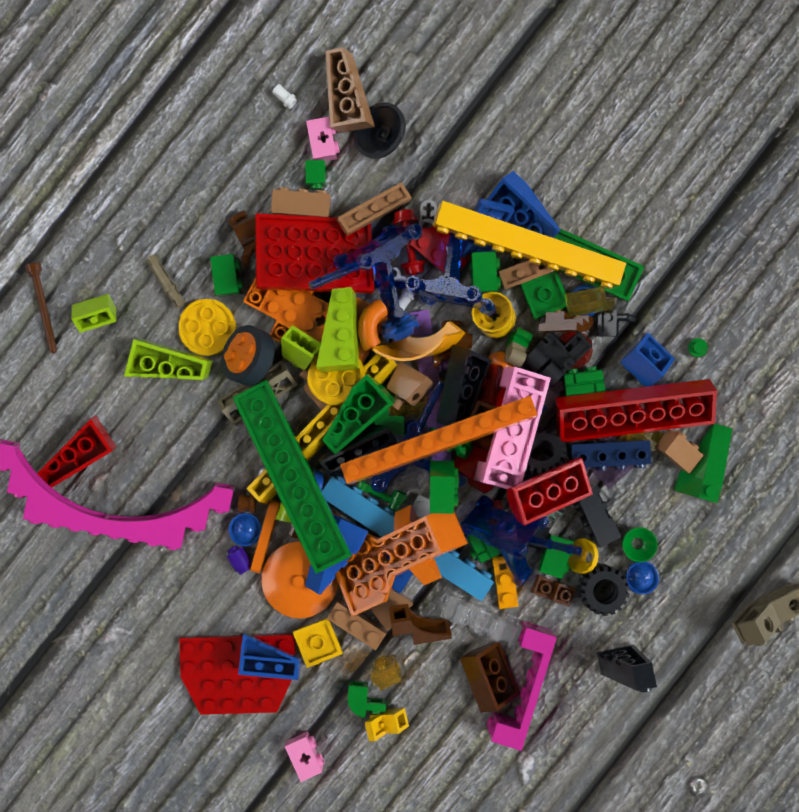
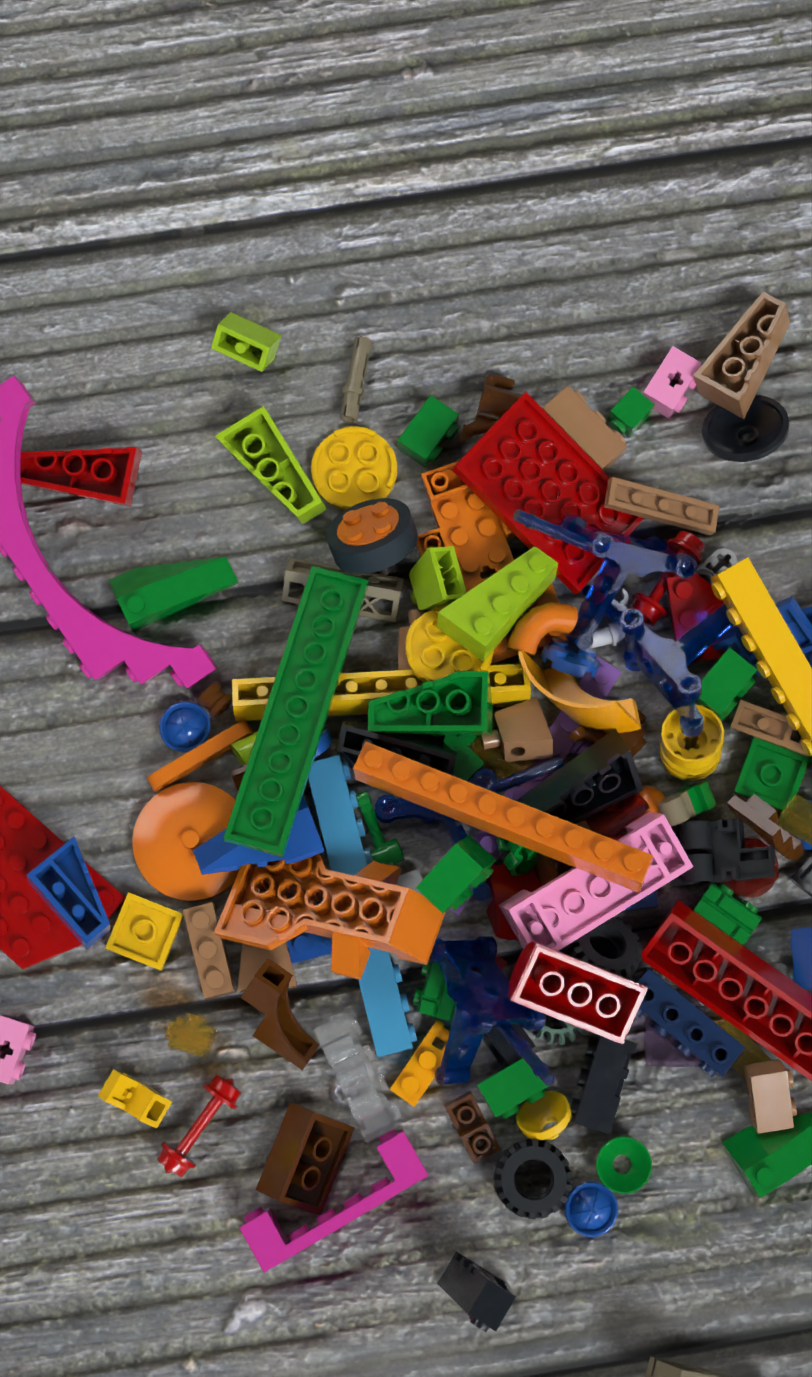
camera: 40 degrees right, 10 degrees down
(34, 271) = (223, 243): reddish brown piece -> none
(171, 472) = (164, 589): none -> green wedge
(238, 559) = (146, 754): dark purple brick -> none
(283, 95) = (672, 301): white pin -> none
(360, 702) = (127, 1043): green brick -> none
(430, 732) = (175, 1158): none -> red piece

